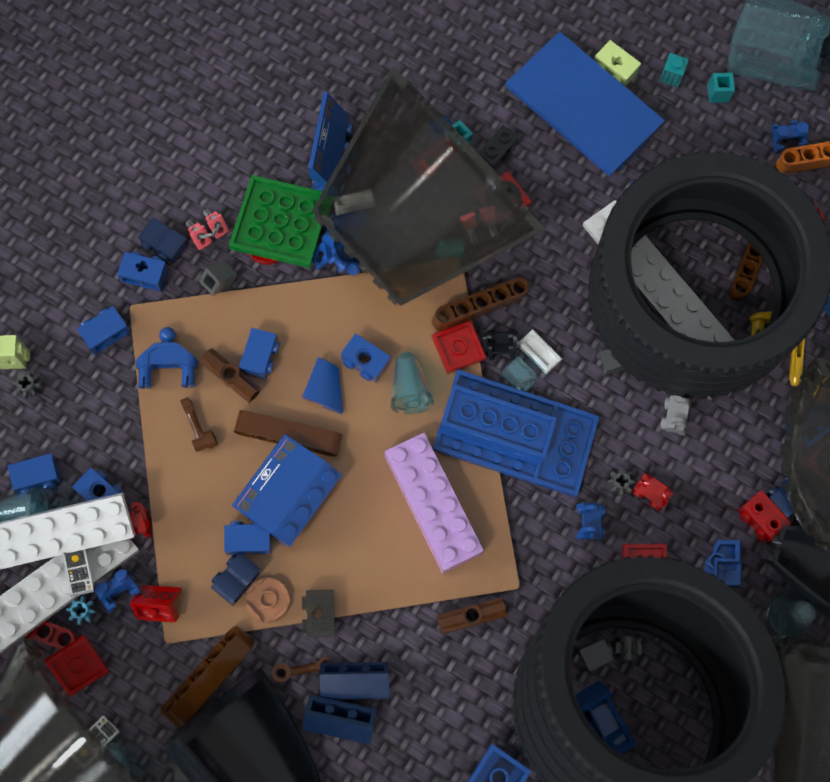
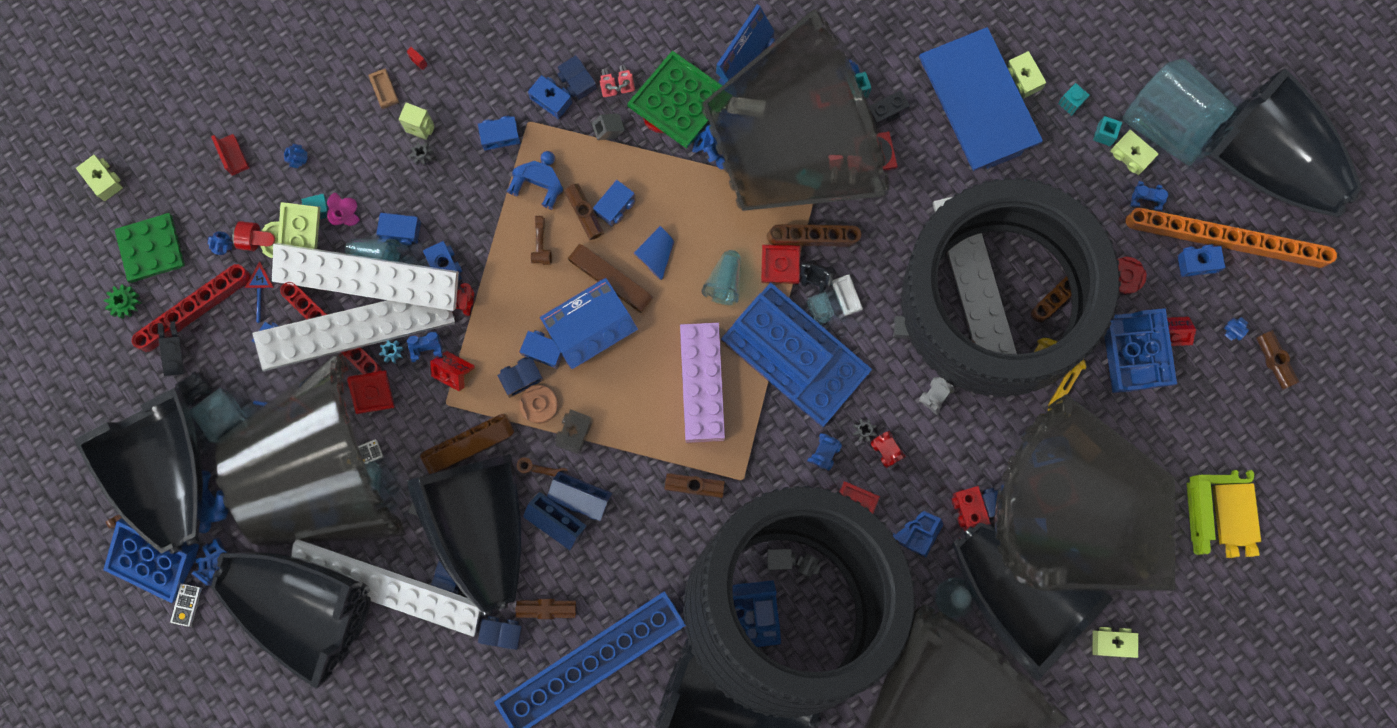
camera: 30 degrees right, 5 degrees up
(78, 572) = (399, 320): tile -> none
(360, 347) = (697, 231): blue brick -> none
(755, 98) = (1132, 143): none -> yellowish green brick

